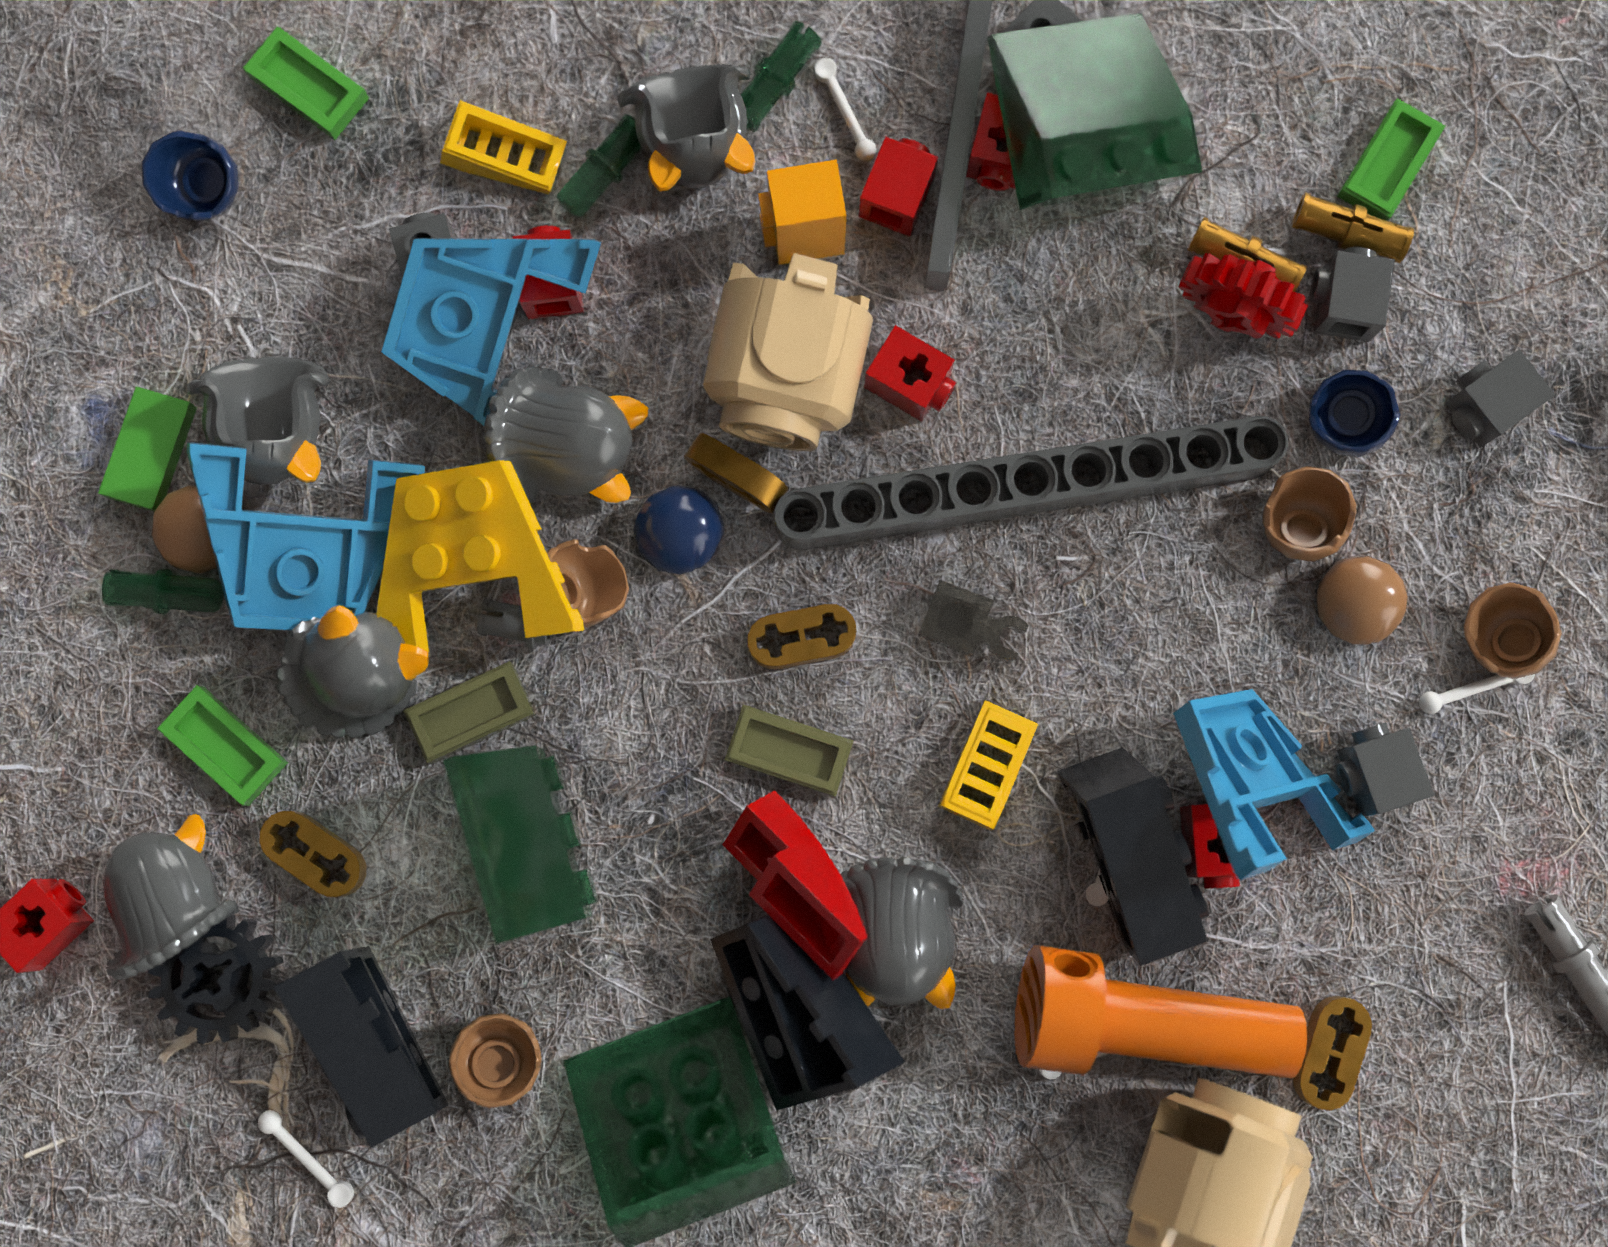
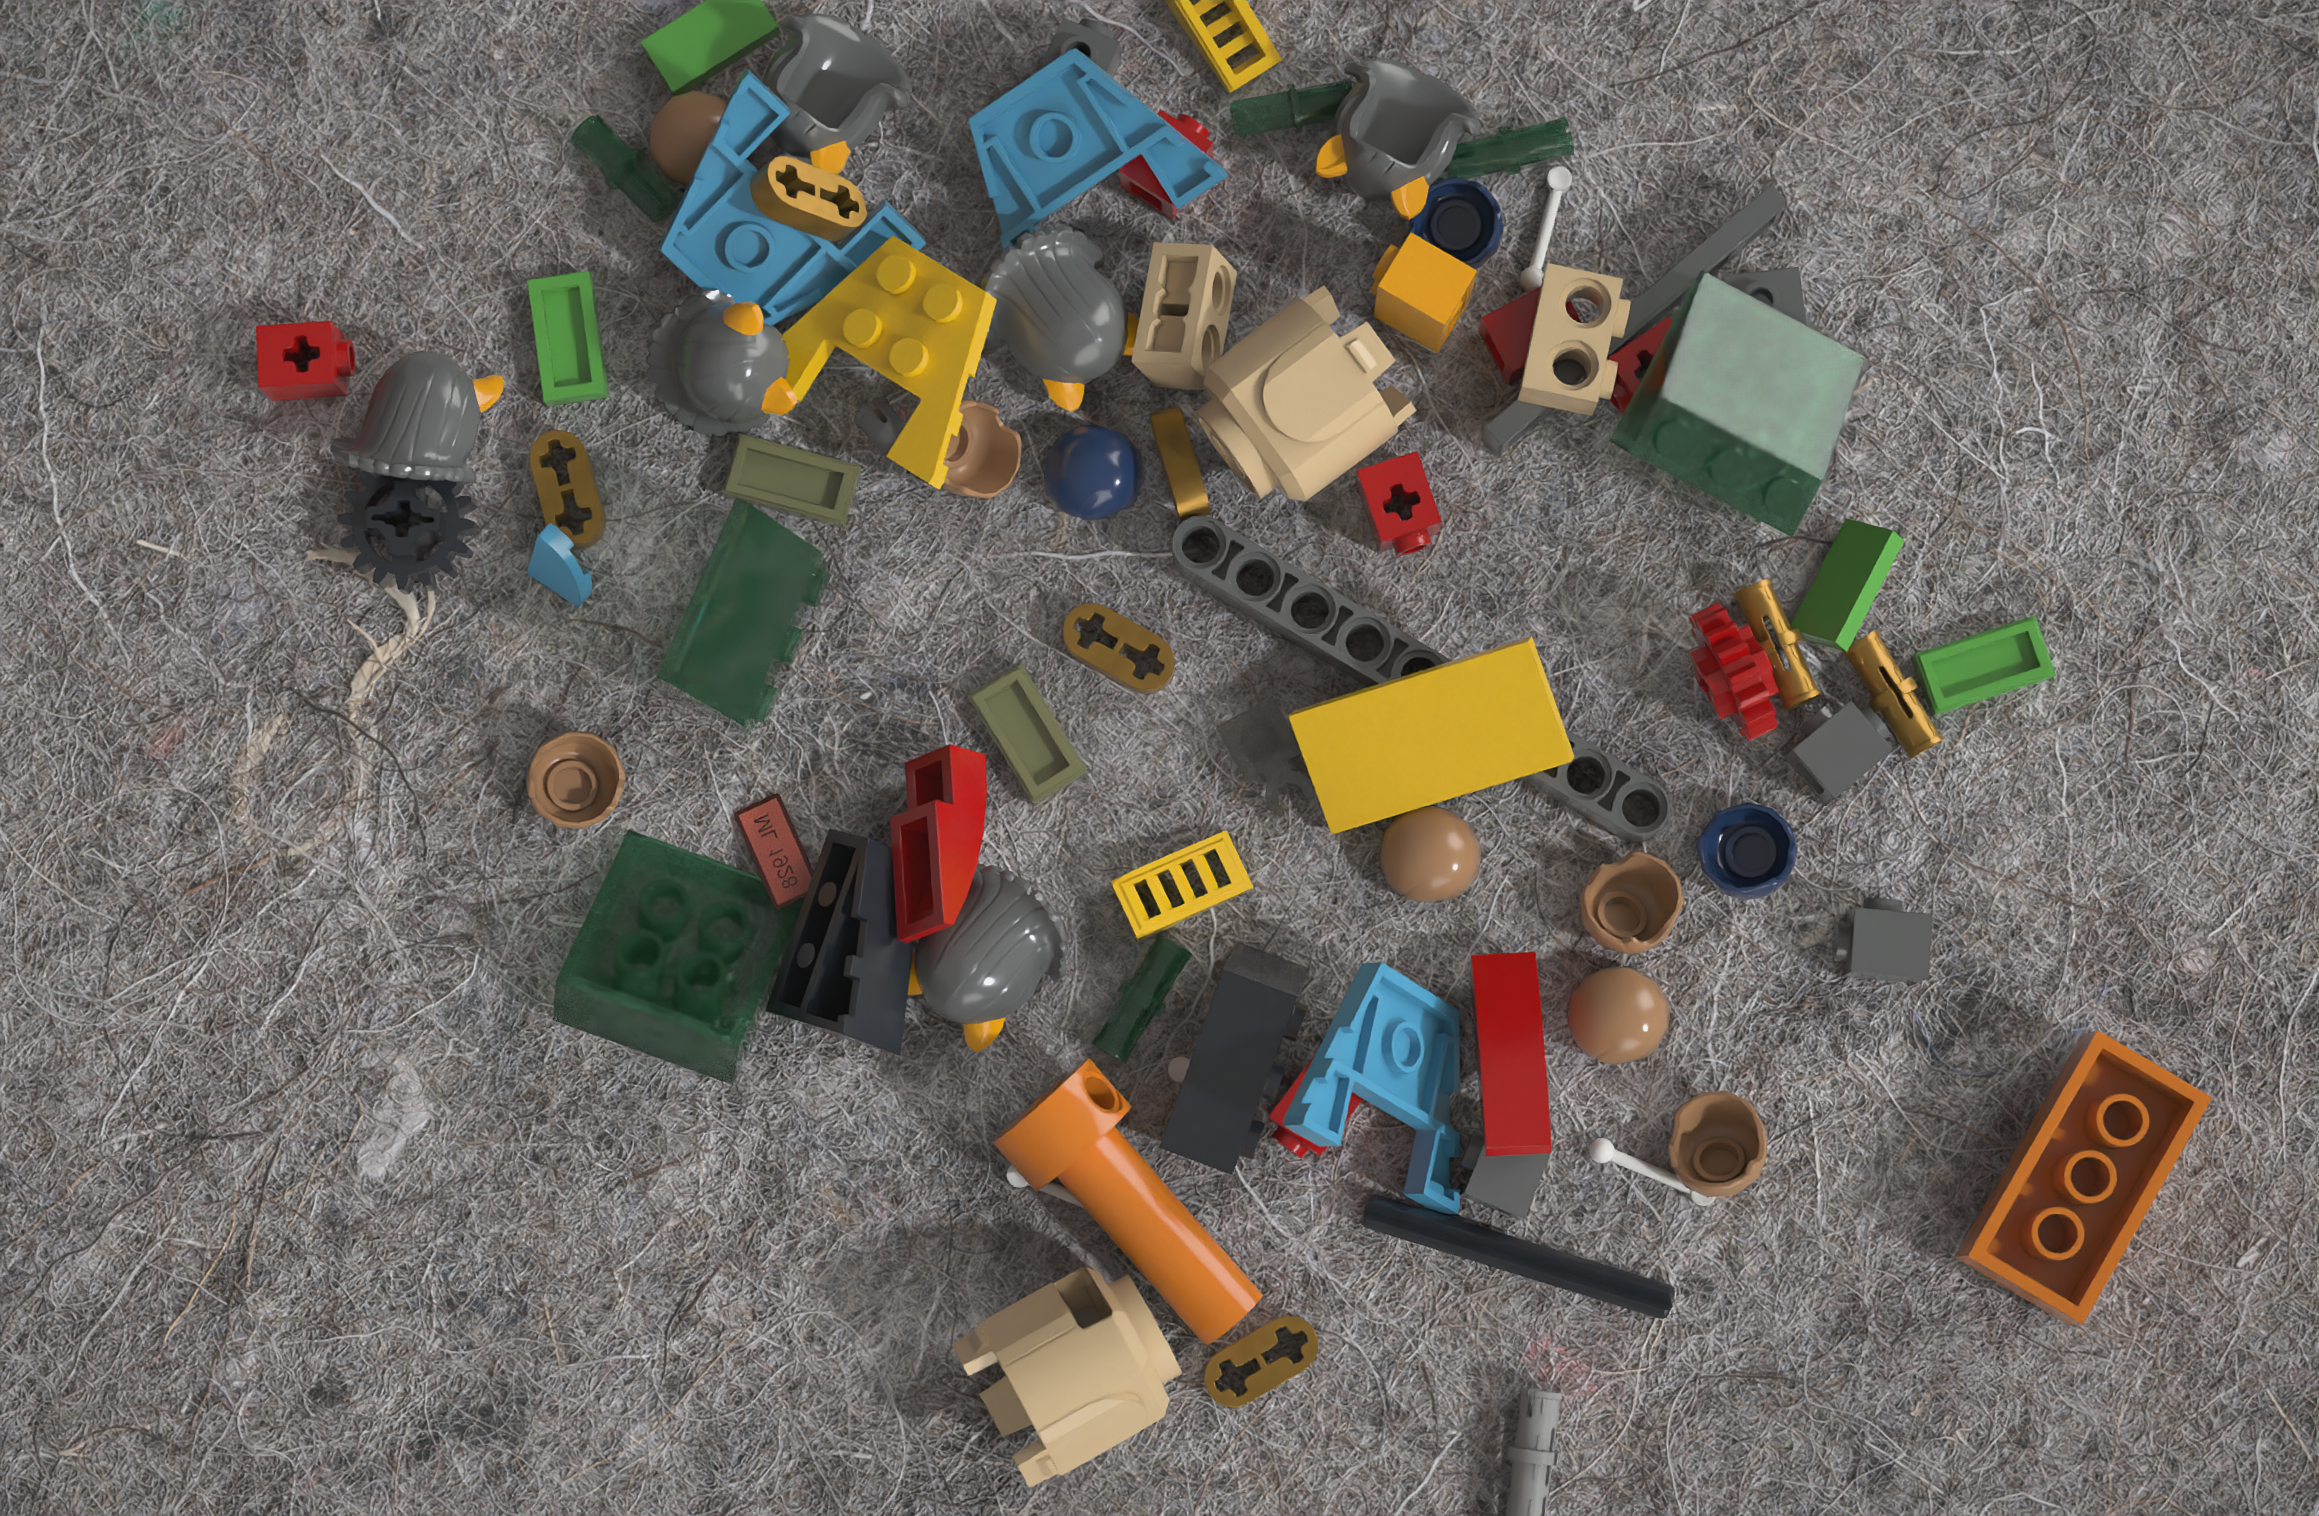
camera: 45 degrees right, 0 degrees up
(311, 501) = (808, 198): none -> pearl gold beam
(338, 1192) = (360, 783): white hinge -> none
(352, 916) = (557, 567): none -> dark azure tile
(363, 1043) = (482, 677): black wedge -> none
(651, 366) = (1183, 314): none -> tan brick
(682, 984) = (775, 850): none -> clear red sticker
(784, 141) = (1460, 220): none -> dark blue hair
(927, 161) = (1560, 337): none -> tan brick
(1029, 869) = (1141, 998): none -> clear green pin
(1078, 512) = (1431, 735): none -> yellow tile
(1138, 598) = (1430, 854): none -> medium nougat hair
(1258, 178) = (1847, 584): none -> bright green tile
(1324, 689) = (1510, 1054): none -> red slope
(1440, 825) = (1518, 1256): none -> black axle

